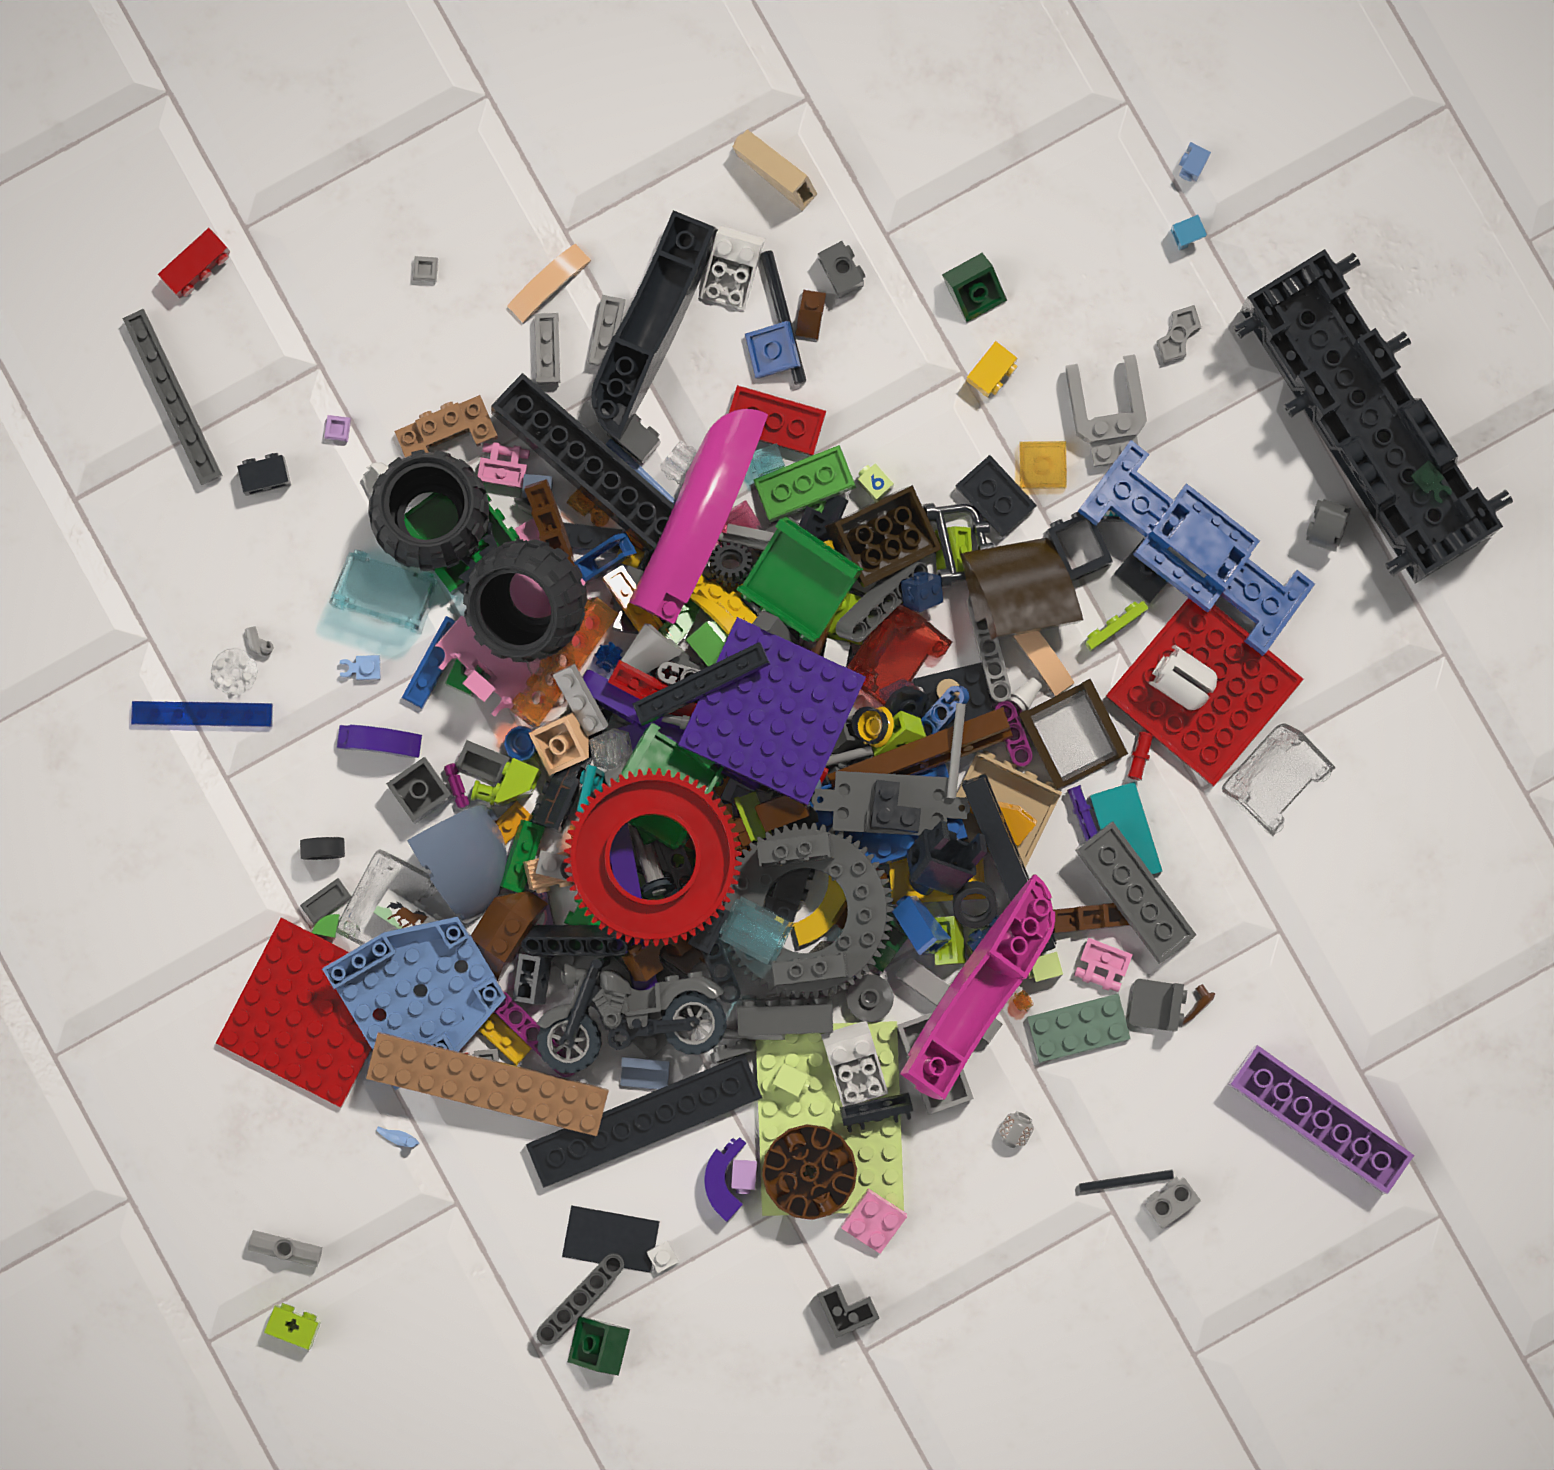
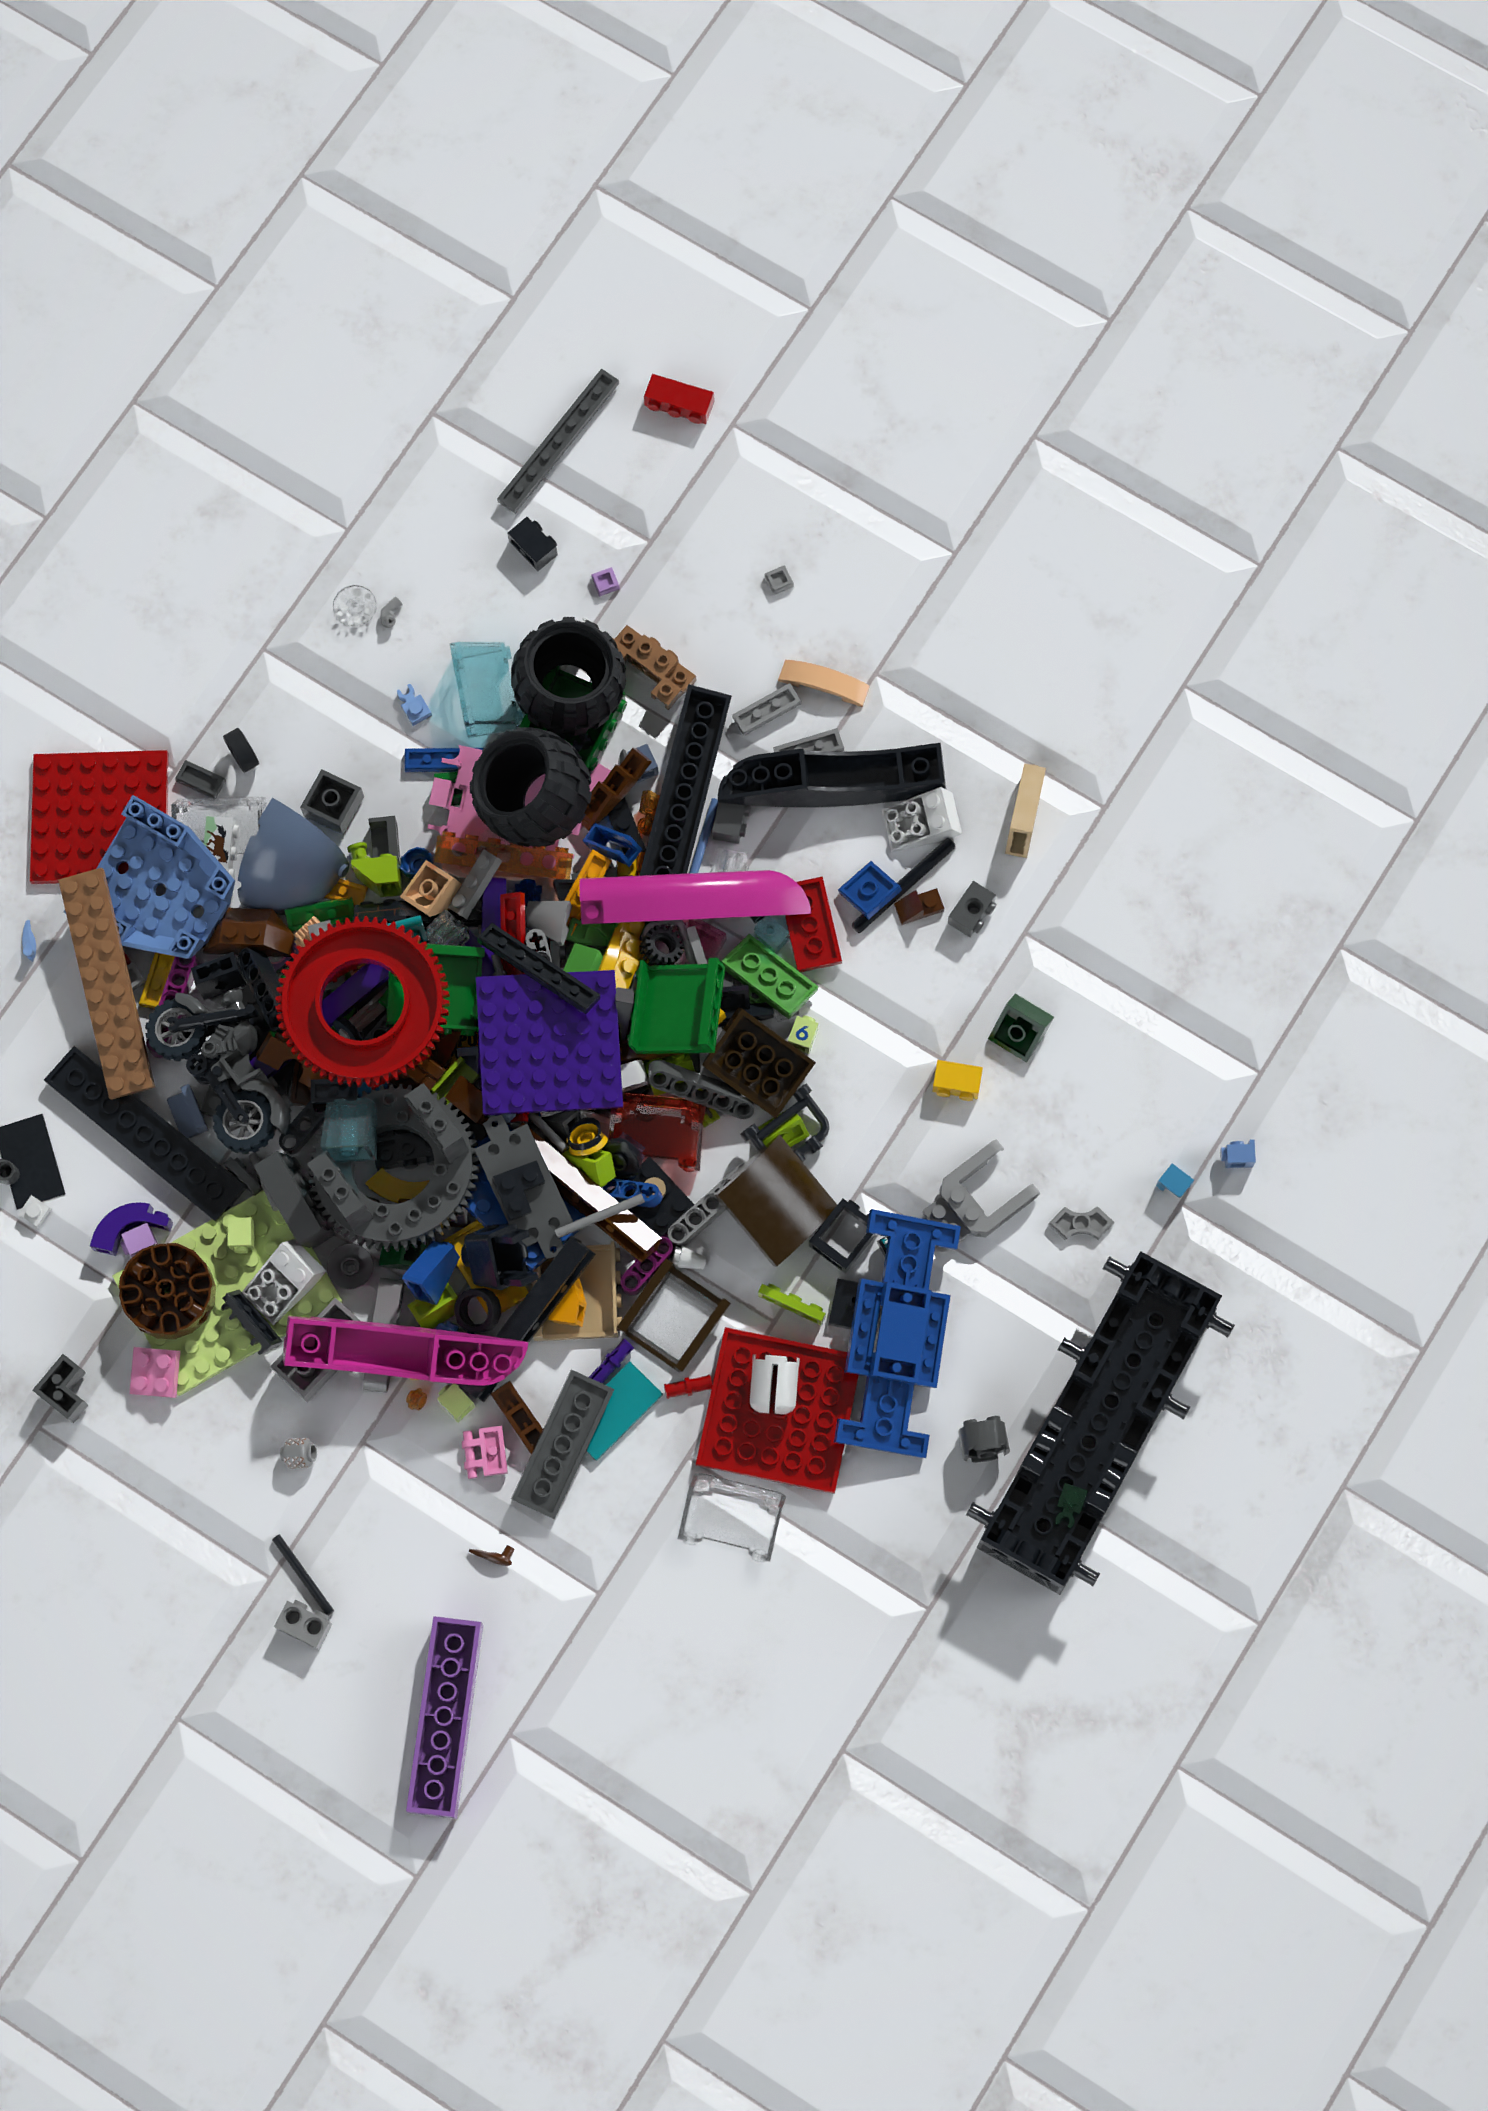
camera: 60 degrees right, 10 degrees down
(202, 714) = (306, 601): clear blue tile -> none
(327, 926) = (179, 790): bright green tile -> none
(379, 740) = (357, 749): dark purple arch -> none
(456, 785) = (353, 832): magenta axle -> none
(502, 472) = (640, 728): bright pink plate -> none
(922, 591) = (727, 1119): dark blue head -> none
(996, 496) = (849, 1142): black plate -> none
(1043, 465) = (899, 1168): clear yellow tile -> none
(1045, 661) = (726, 1260): light nougat slope -> none
(1078, 1027) = (418, 1461): sand green plate -> none
(1157, 1005) = (473, 1518): dark grey bracket -> none

